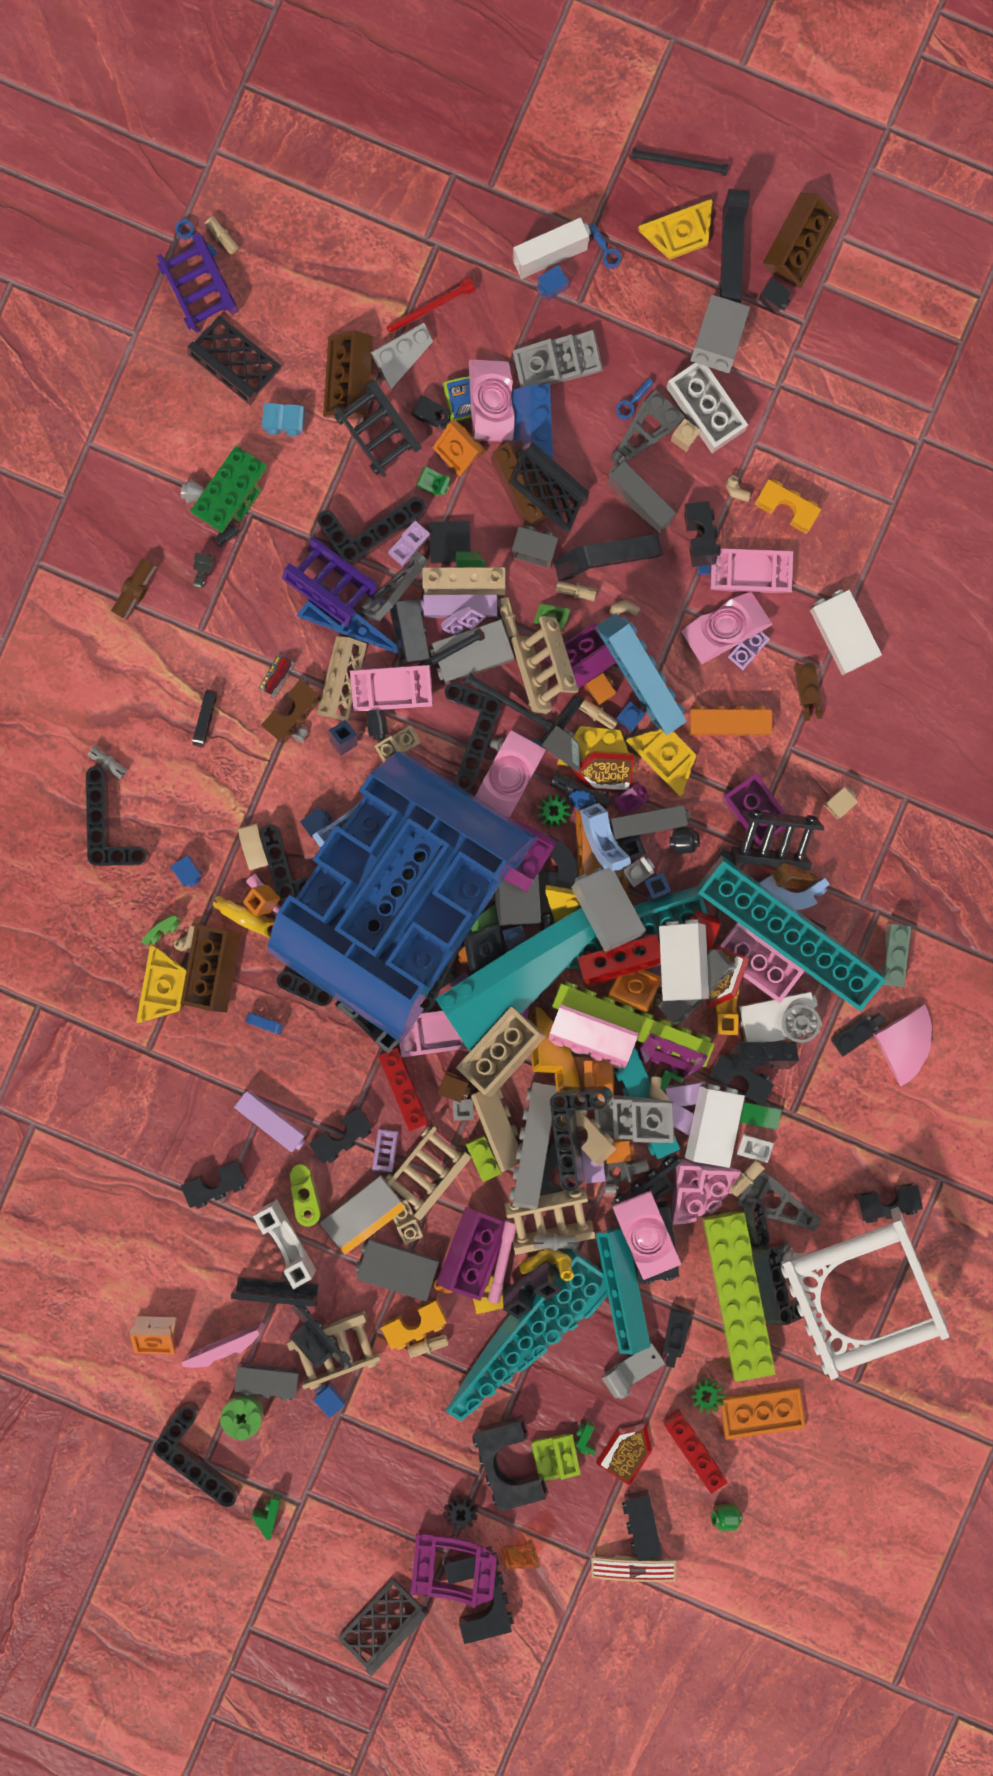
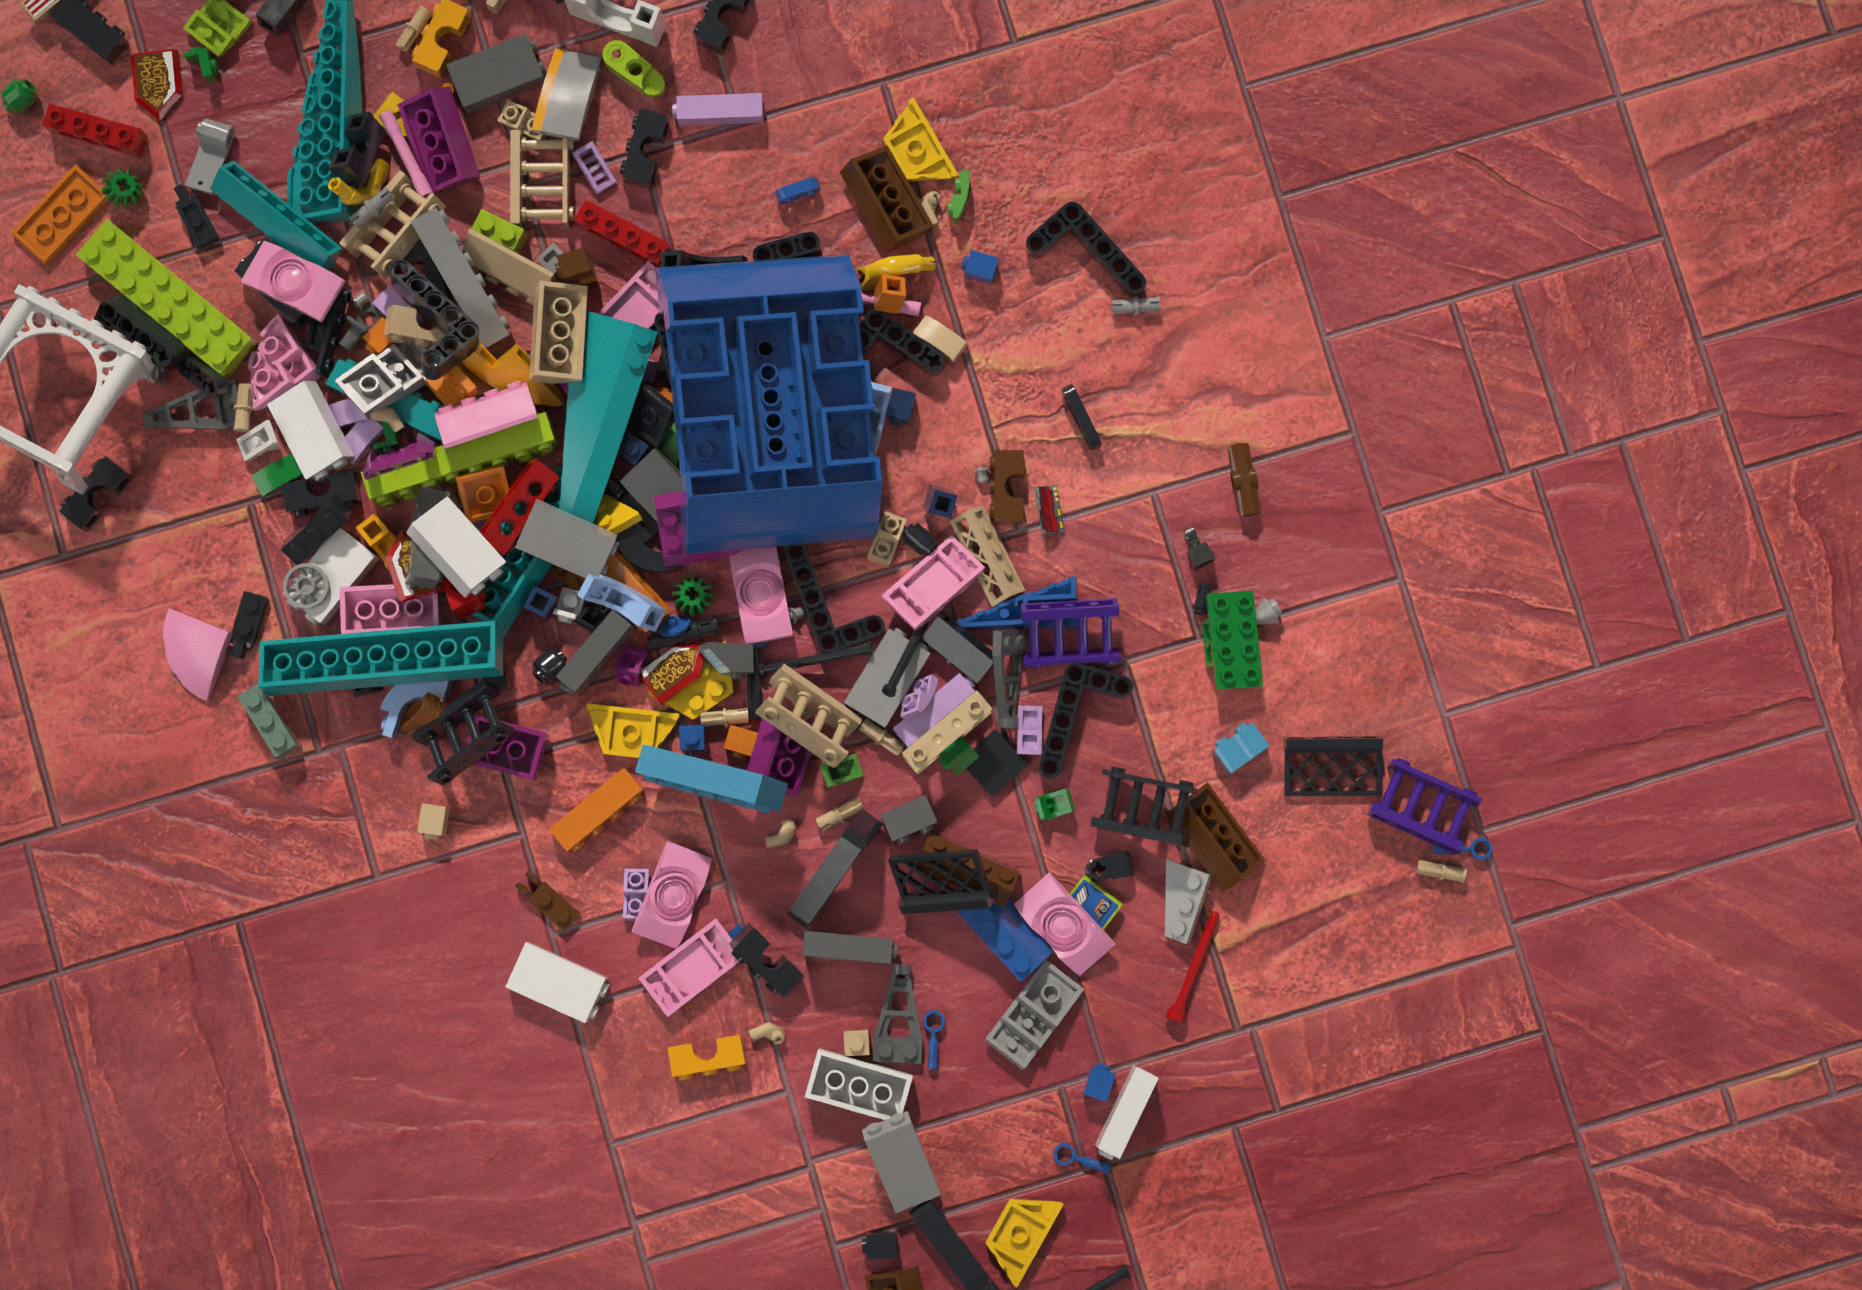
camera: 140 degrees right, 5 degrees down
(458, 447) = (1058, 855): orange bracket -> none

